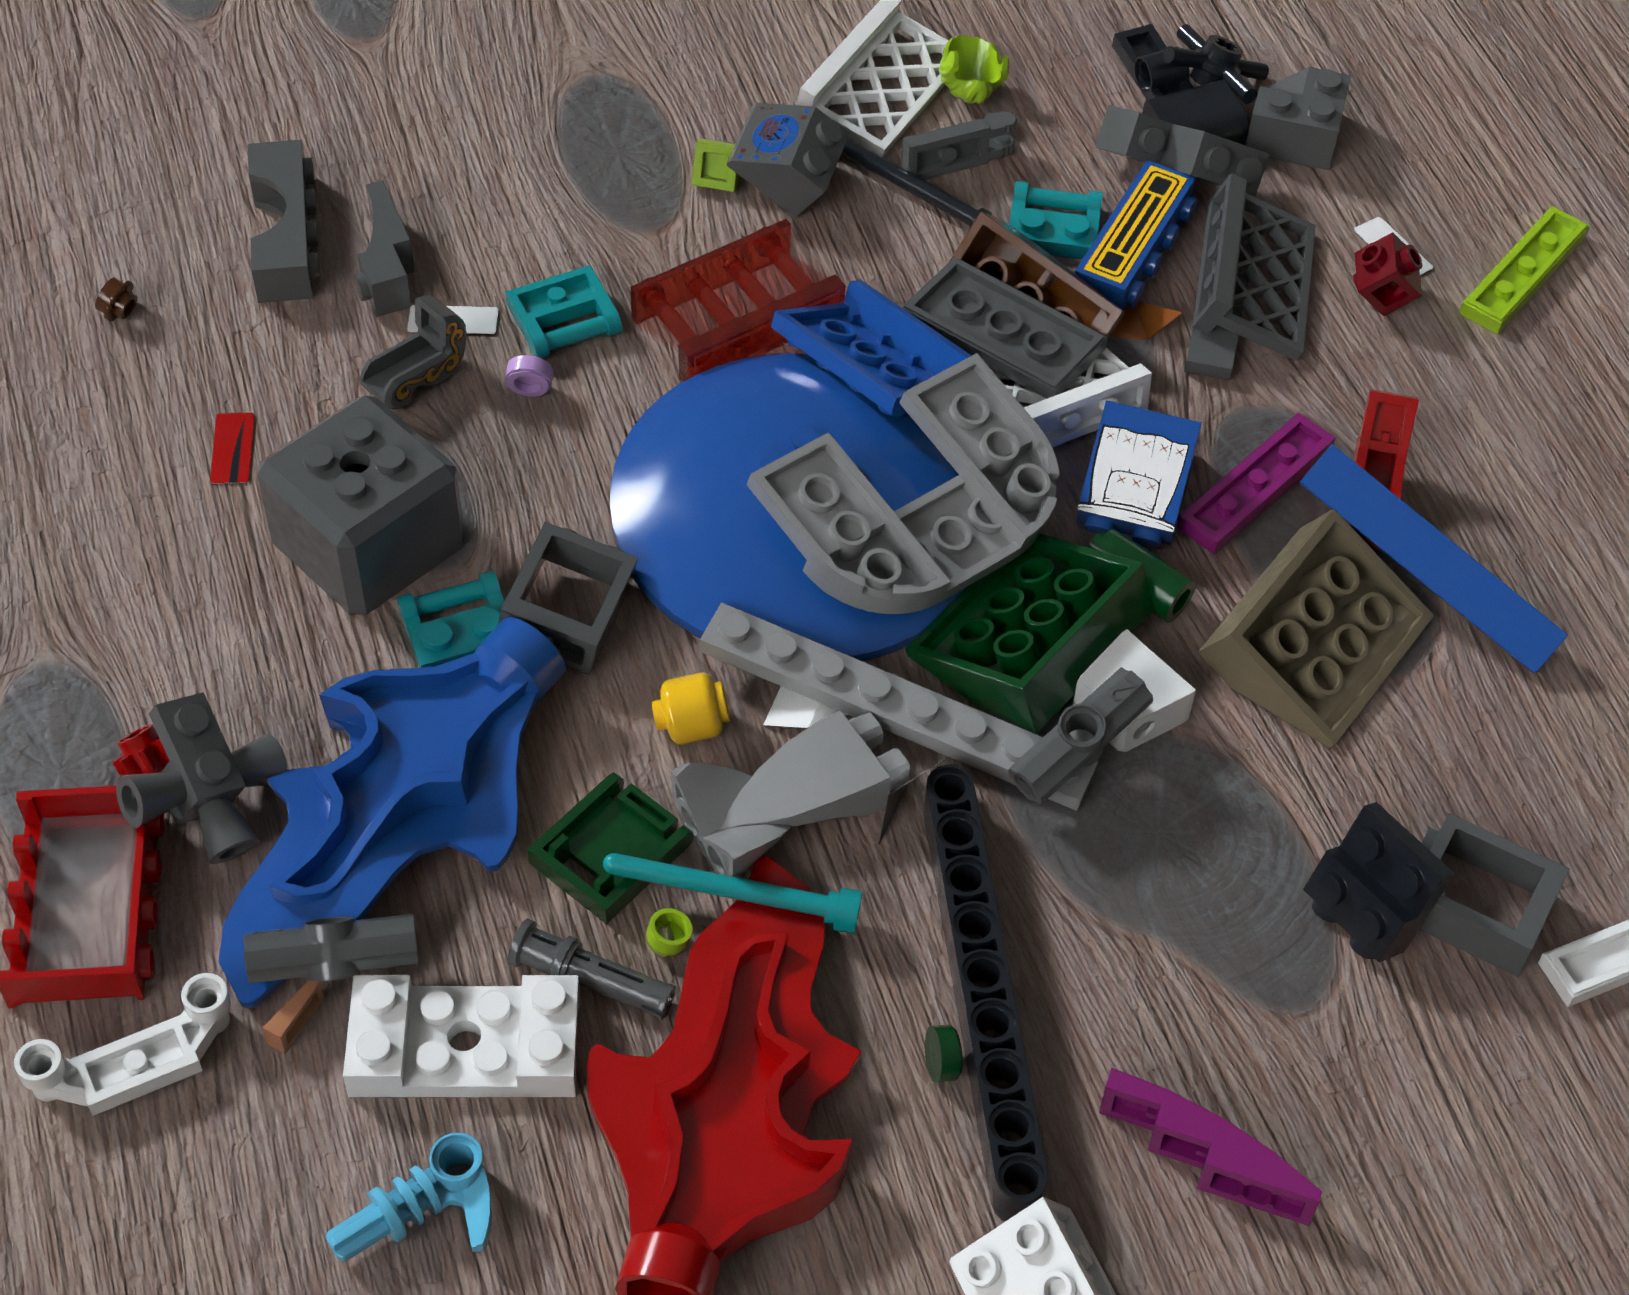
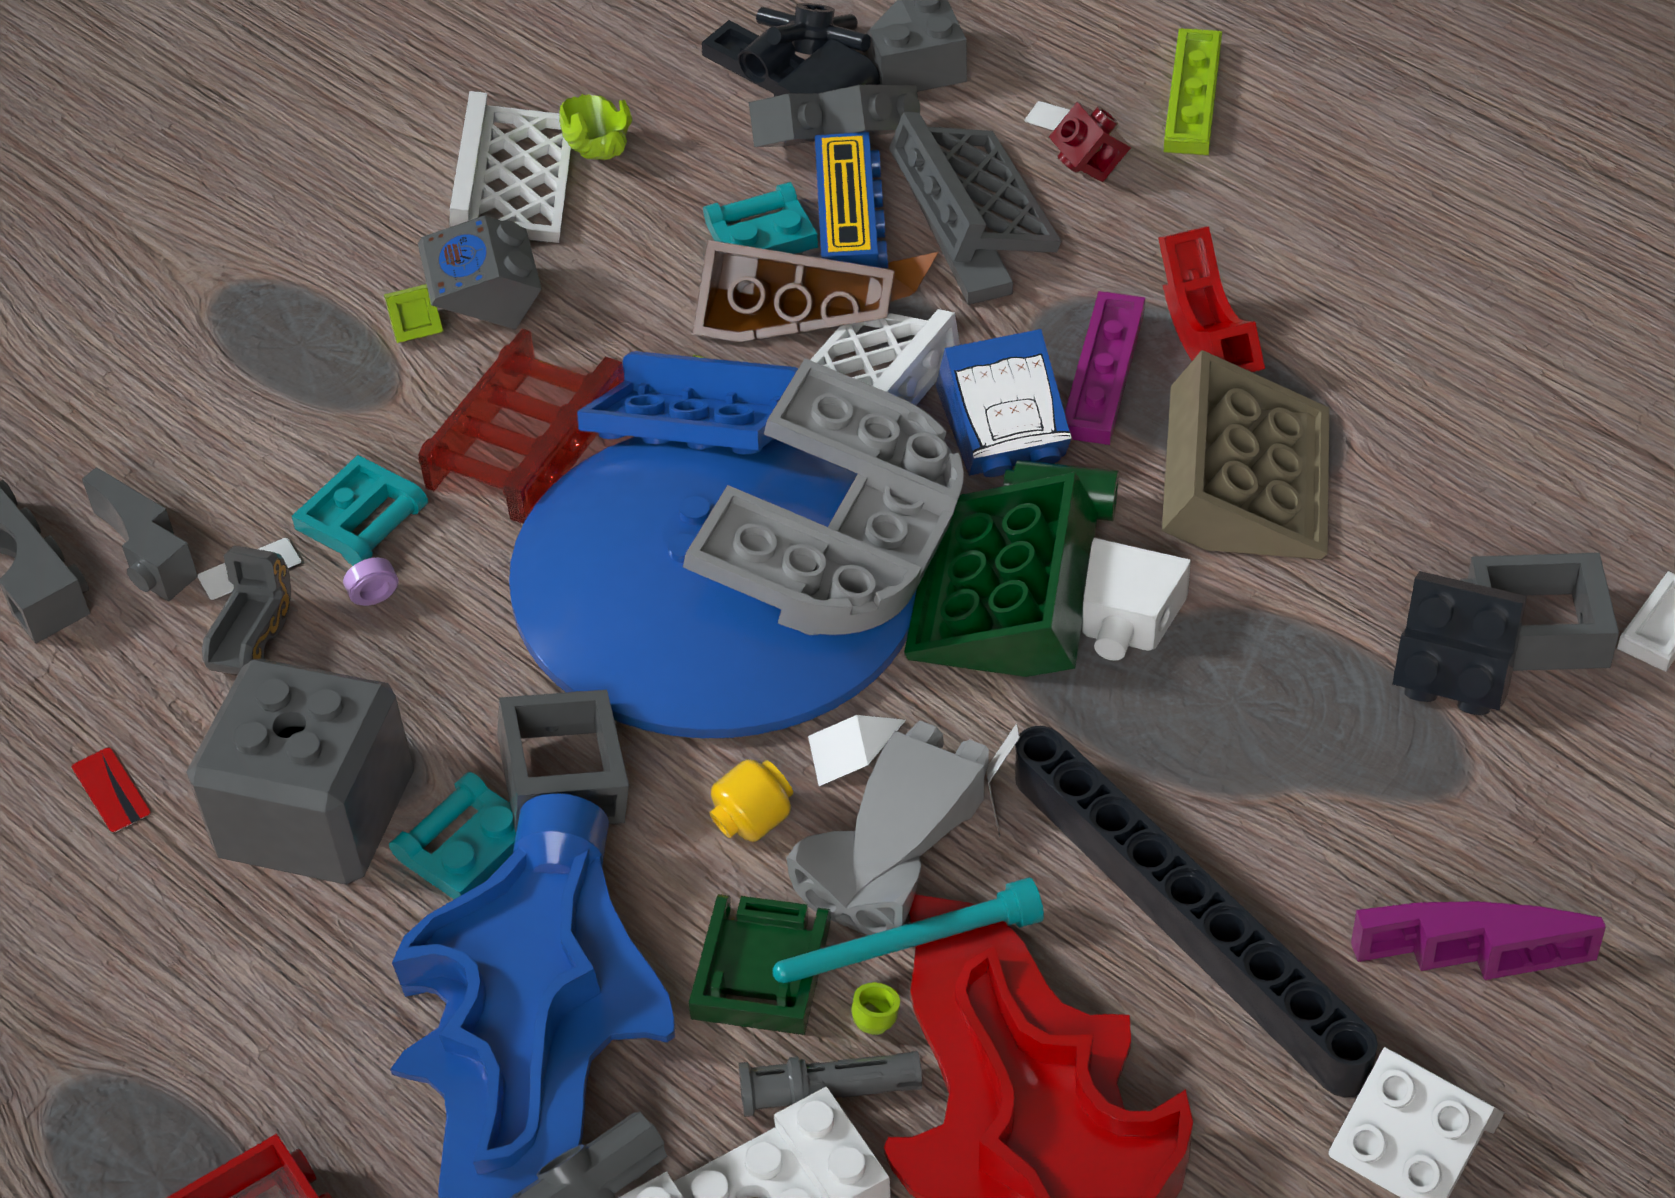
camera: 25 degrees left, 5 degrees down
(141, 752) = (249, 1111): red gear -> none
(200, 777) = (328, 1099): dark grey brick -> none
(862, 688) = (945, 702): light grey plate -> none
(911, 183) = (616, 251): black bar -> none
(943, 1053) = (1196, 980): dark green tile -> none
(959, 145) = (628, 200): dark grey hinge -> none
(1006, 328) = (785, 330): dark grey tile -> none
(1059, 756) = (1118, 668): dark grey piece -> none
(1433, 559) = (1306, 355): blue tile -> none

